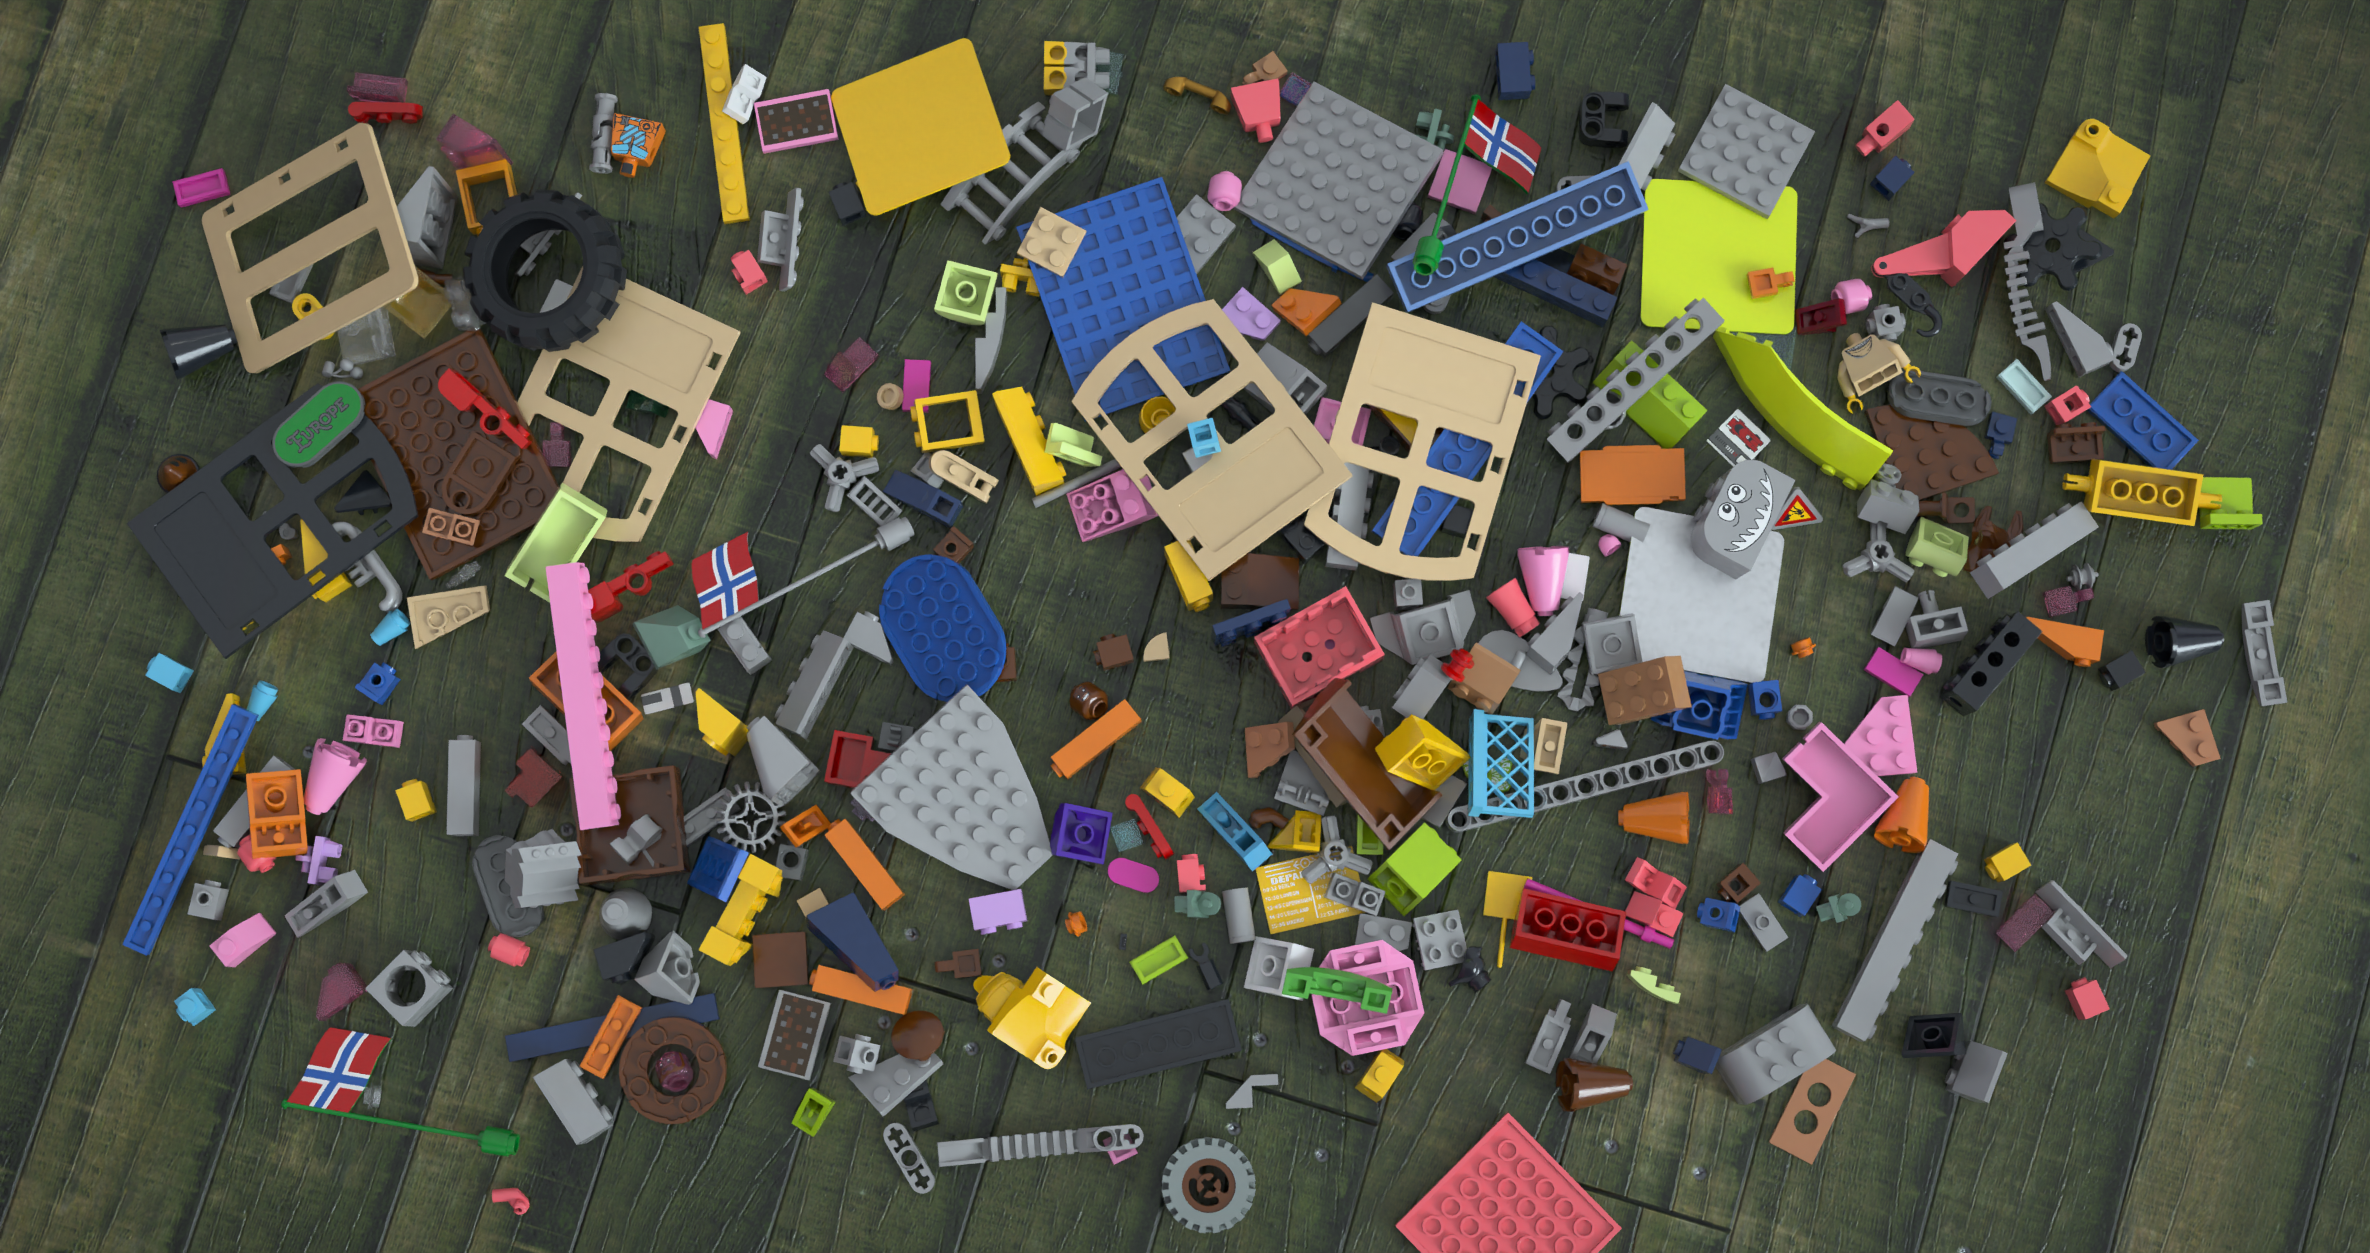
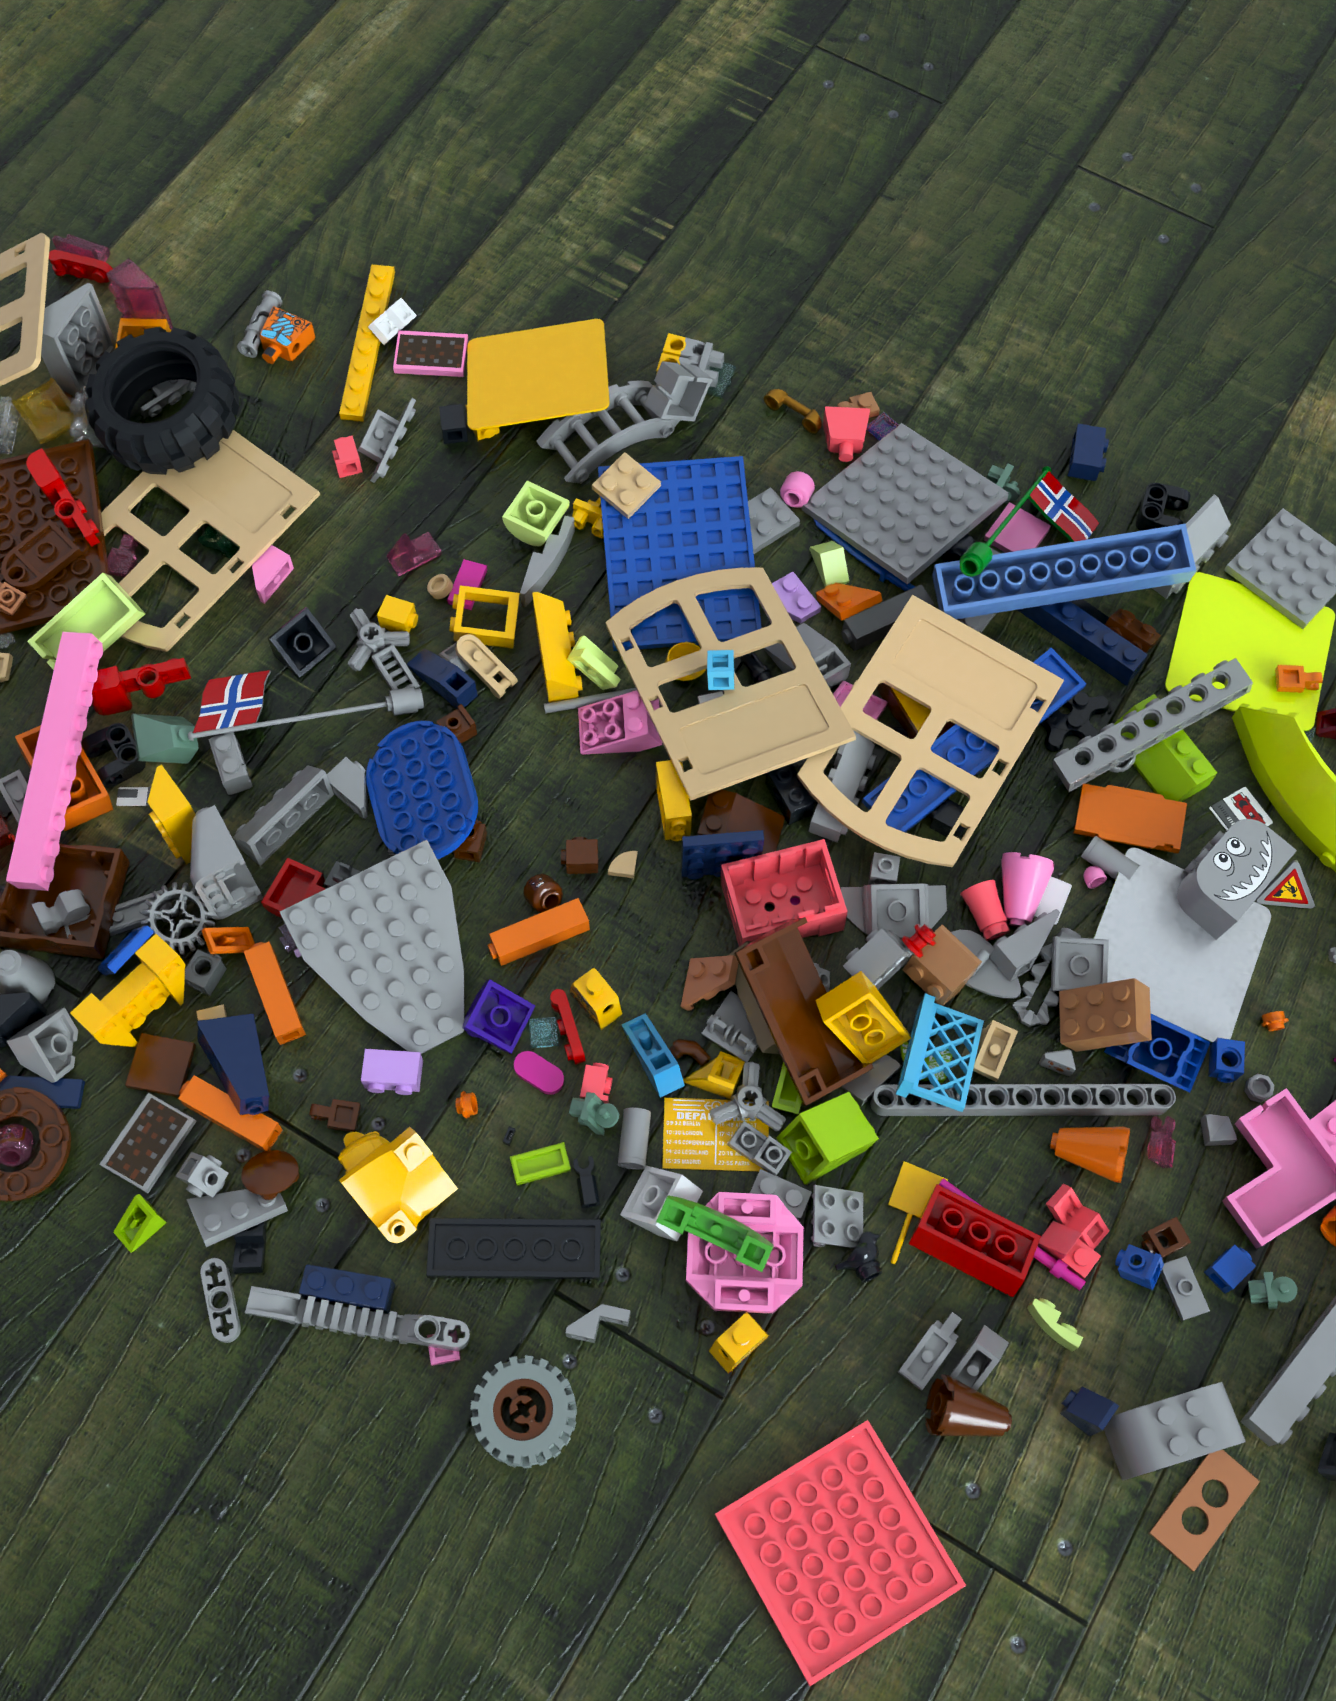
camera: 15 degrees right, 15 degrees down
(772, 498) = (301, 643): none -> black slope
(1020, 1119) = (347, 1287): none -> dark blue arch

